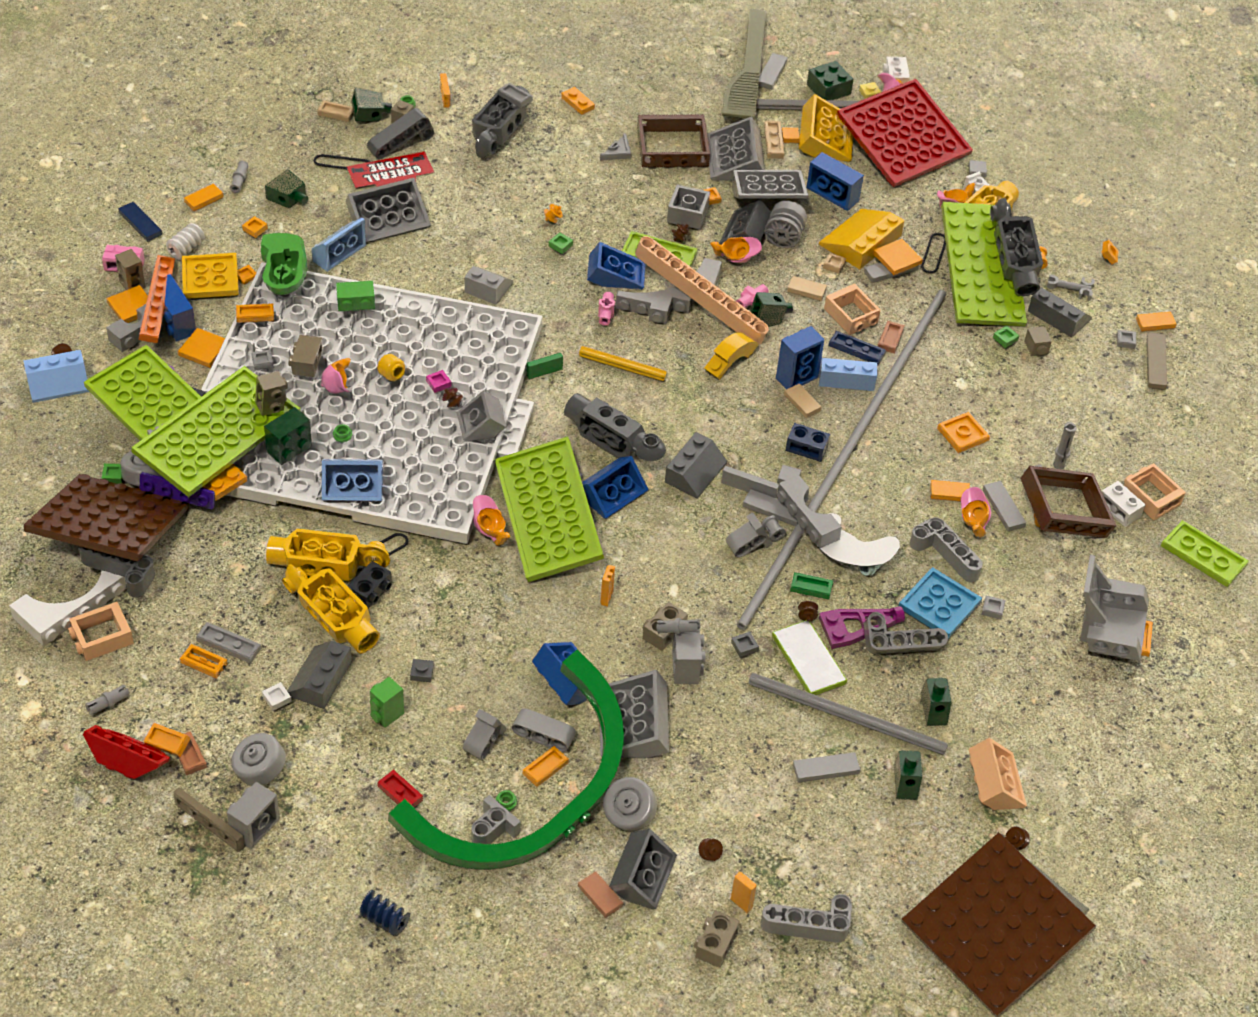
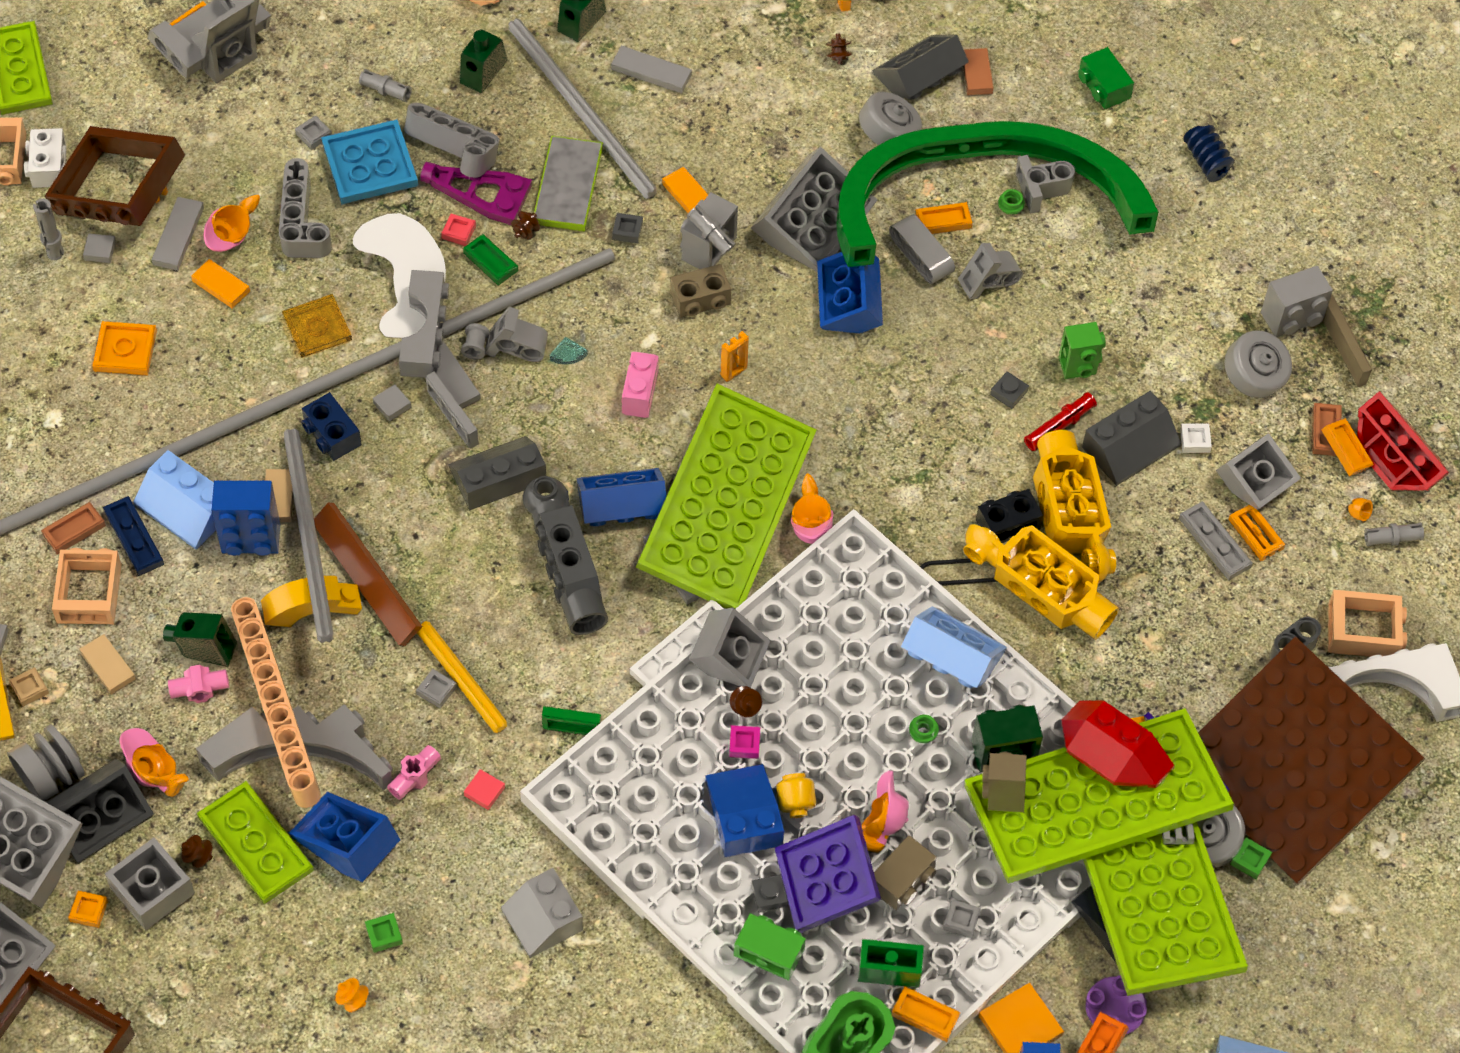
camera: 145 degrees left, 10 degrees up
(139, 706) = (1360, 509): none -> light orange hinge
(221, 687) = (1259, 473): none -> light grey slope
(222, 446) = (1114, 745): none -> red wedge
(286, 313) = (890, 963): none -> green brick
(346, 333) = (827, 874): none -> dark purple plate
(371, 669) = (1069, 415): none -> red pin
(374, 326) = (769, 893): none -> dark grey plate
(399, 789) = (1118, 265): red plate -> none
(415, 349) = (745, 810): none -> blue slope
(499, 935) = (1105, 78): none -> green brick
(565, 322) = (484, 789): none -> coral tile
(631, 352) = (436, 688): none -> light grey tile
(653, 549) = (640, 384): none -> bright pink brick
(715, 555) = (568, 352): none -> clear light blue tile
(716, 382) = (367, 574): none -> dark orange tile
(728, 692) = (684, 189): none -> light orange tile
(761, 370) = (308, 536): none -> light grey axle
(847, 593) = (458, 229): none -> coral tile
(872, 495) = (316, 325): none -> clear yellow tile
(981, 657) = (385, 85): none -> light grey pin

